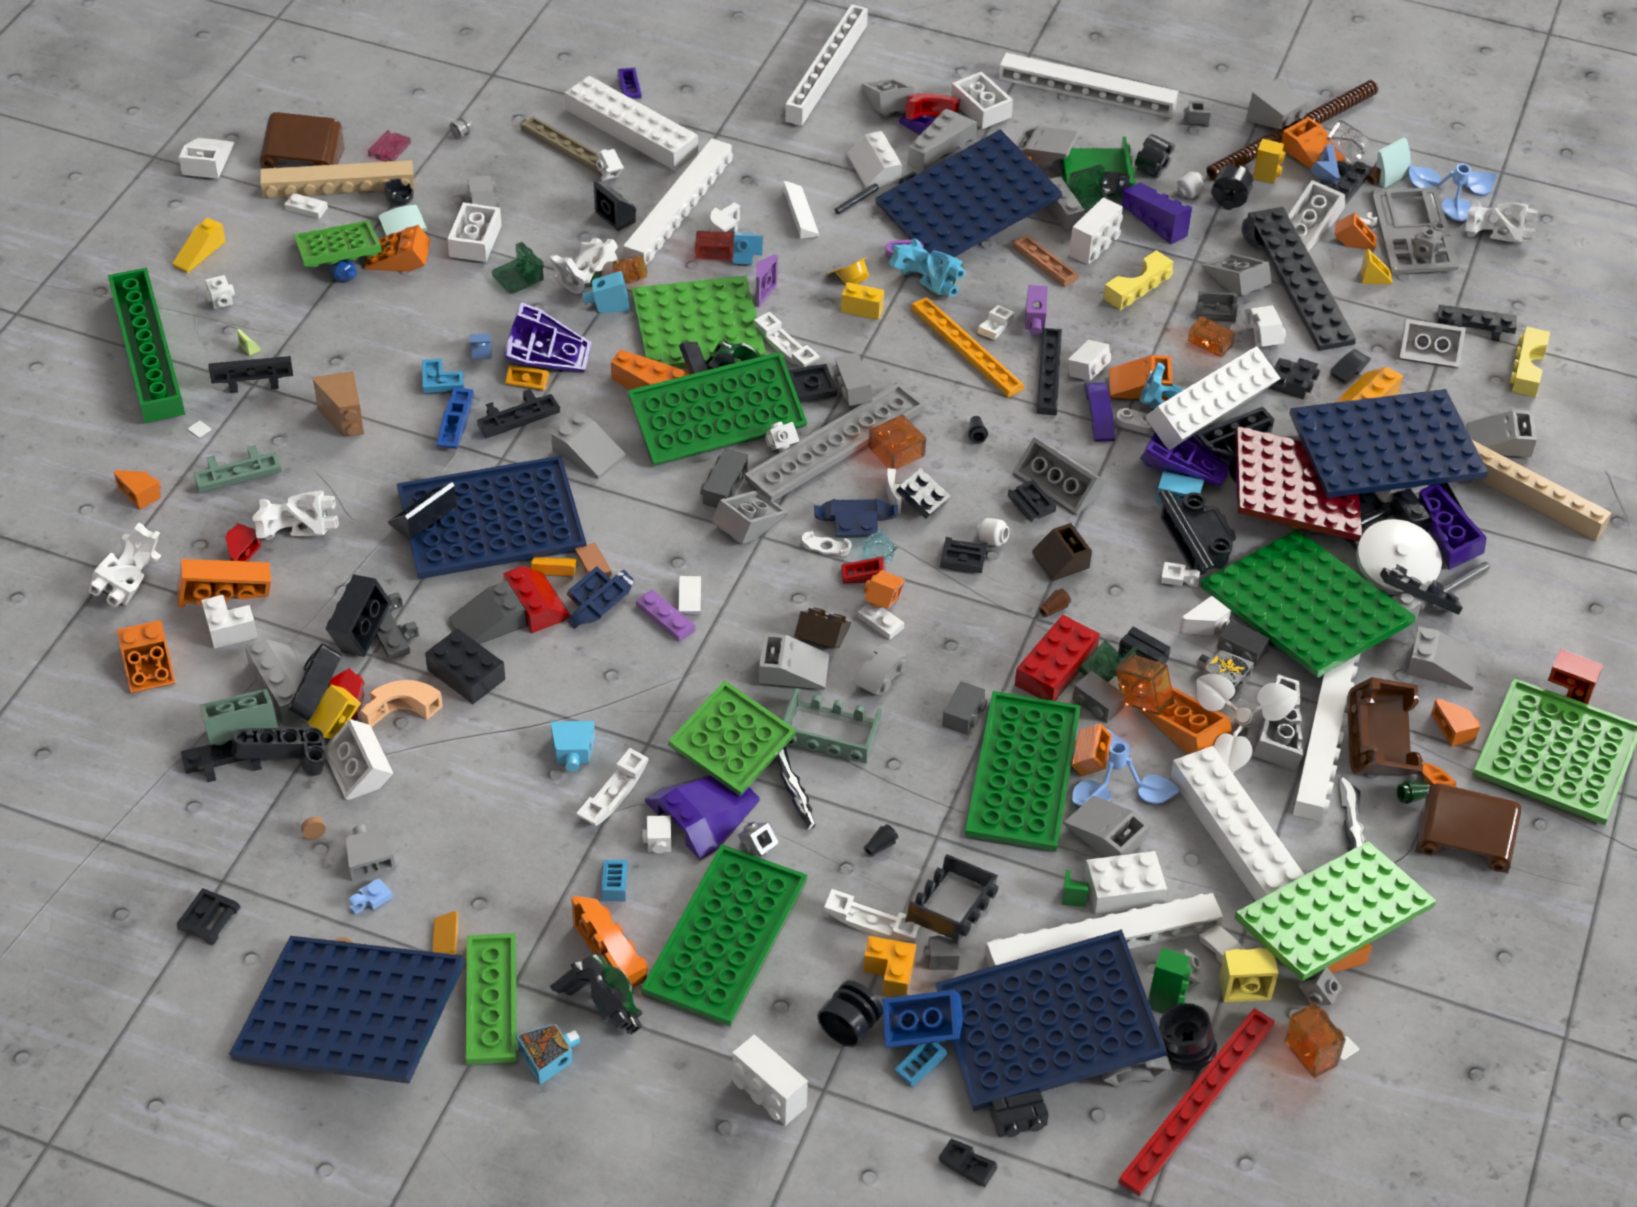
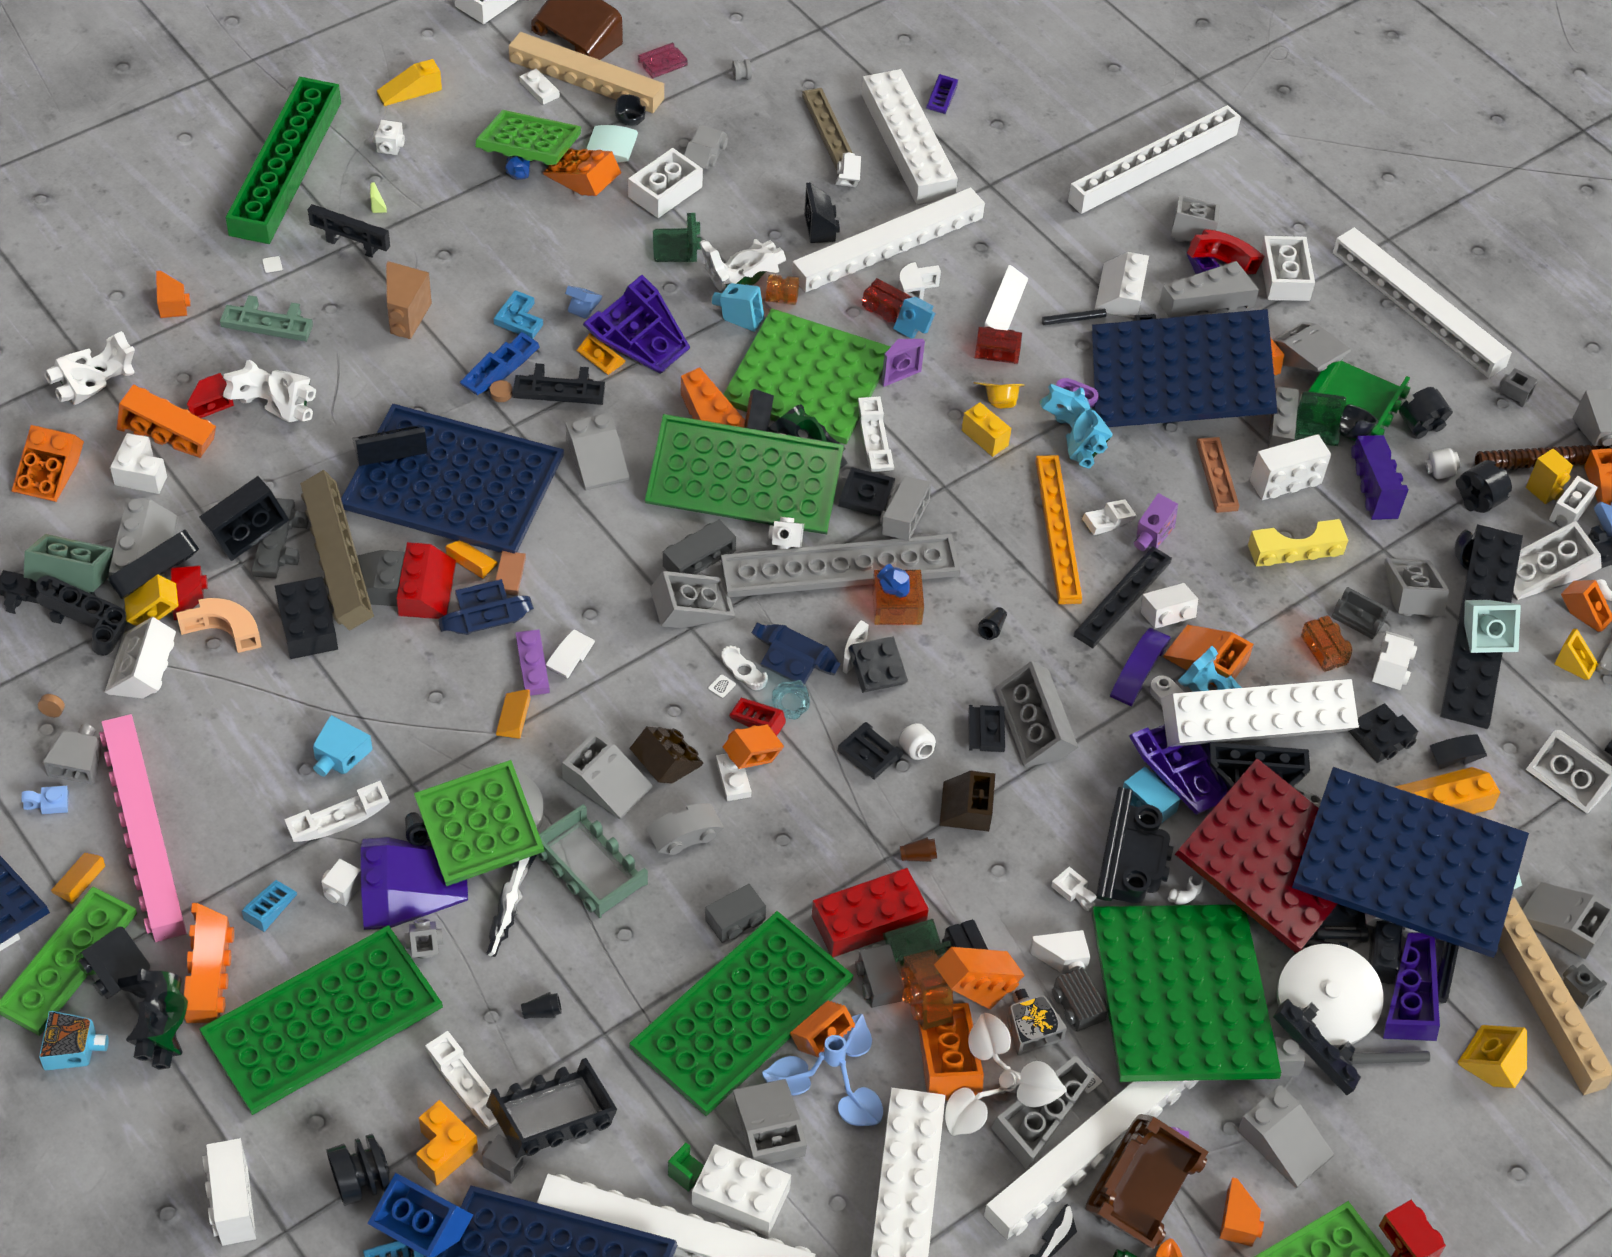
camera: 30 degrees right, 5 degrees up
(449, 604) = (336, 551): none -> dark tan brick
(469, 875) = (143, 829): none -> bright pink brick
(472, 438) = (501, 391): none -> medium nougat tile
(533, 978) = (112, 959): none -> black bracket
(683, 769) = (415, 829): none -> black cone
(684, 656) = (513, 714): none -> light orange slope
(818, 564) = (722, 686): none -> white sticker
(821, 240) = (998, 345): none -> clear red brick
(896, 427) = (894, 581): none -> blue rock
(1178, 653) = (980, 974): none -> orange wedge
(1254, 541) = (1184, 897): none -> white arm
(1296, 176) = (1570, 506): none -> white brick
(1313, 271) = (1492, 626): none -> light aqua slope
(1529, 541) = (1497, 1055): none -> yellow slope
(1545, 469) = (1583, 985): none -> dark grey brick

